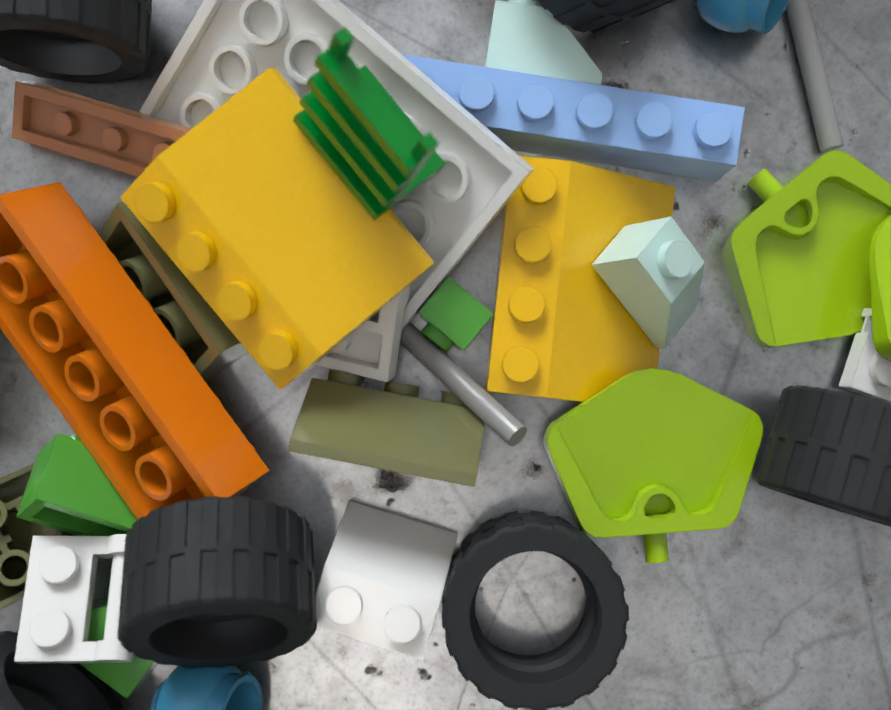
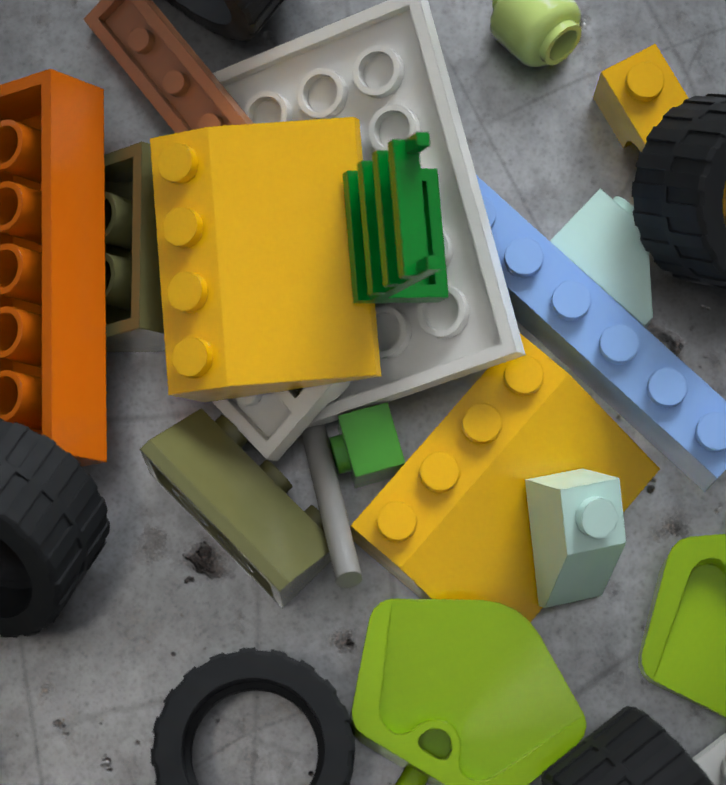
camera: 25 degrees right, 10 degrees down
(384, 579) = (135, 637): white slope -> none

